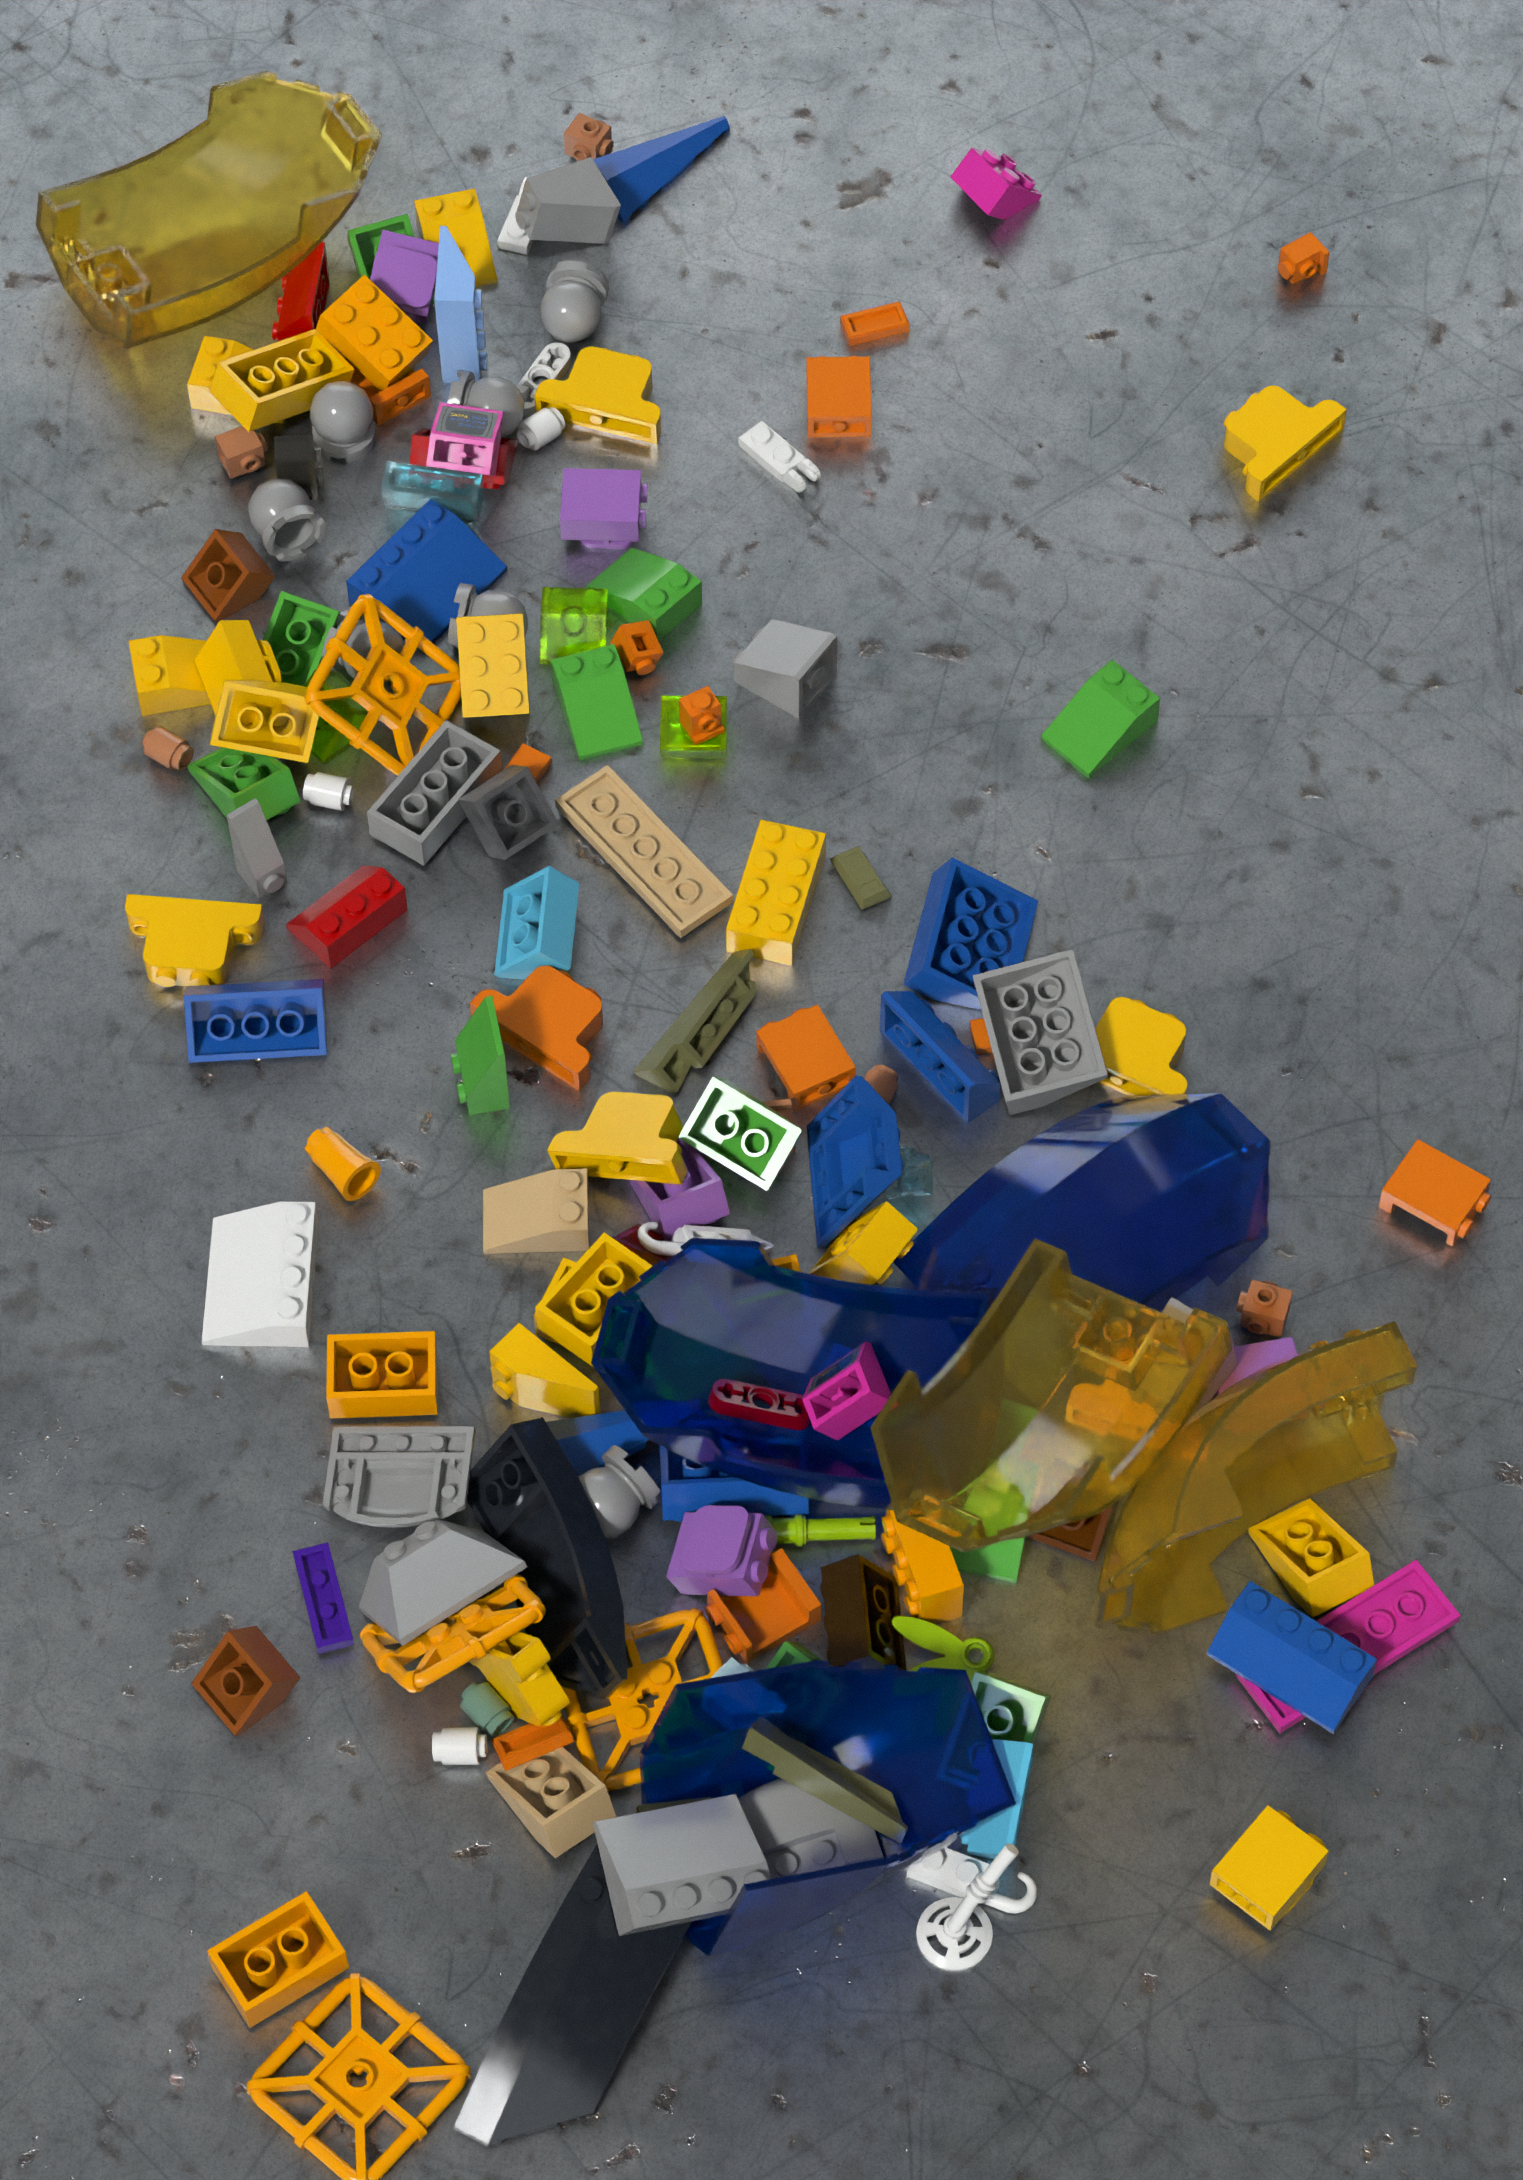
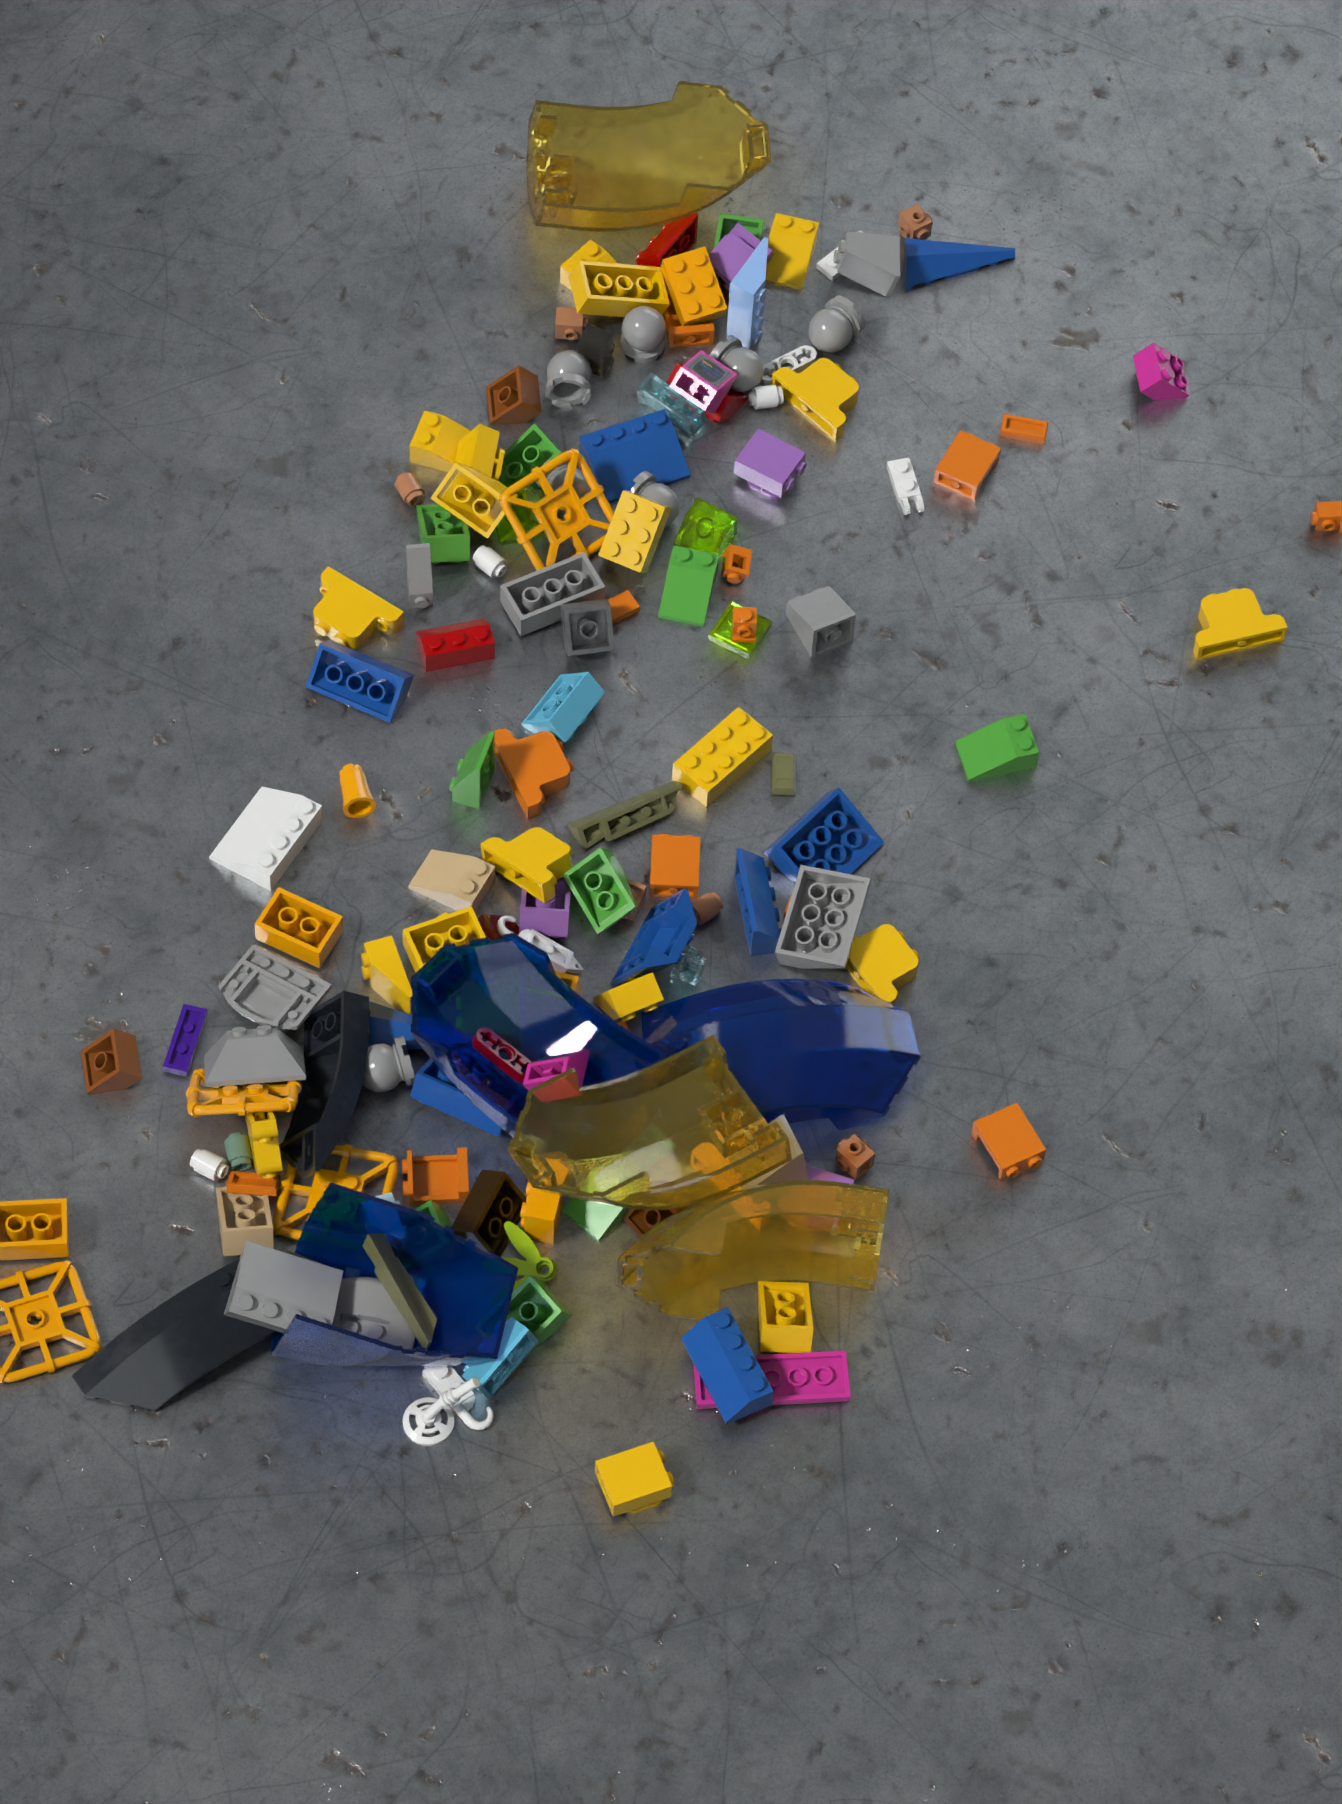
camera: 25 degrees right, 0 degrees up
(644, 851) = (659, 692): tan plate -> none
(651, 590) = (767, 533): bright green slope -> none
(722, 1551) = (430, 1131): medium lavender brick -> none
(800, 1530) = (487, 1143): lime pin -> none

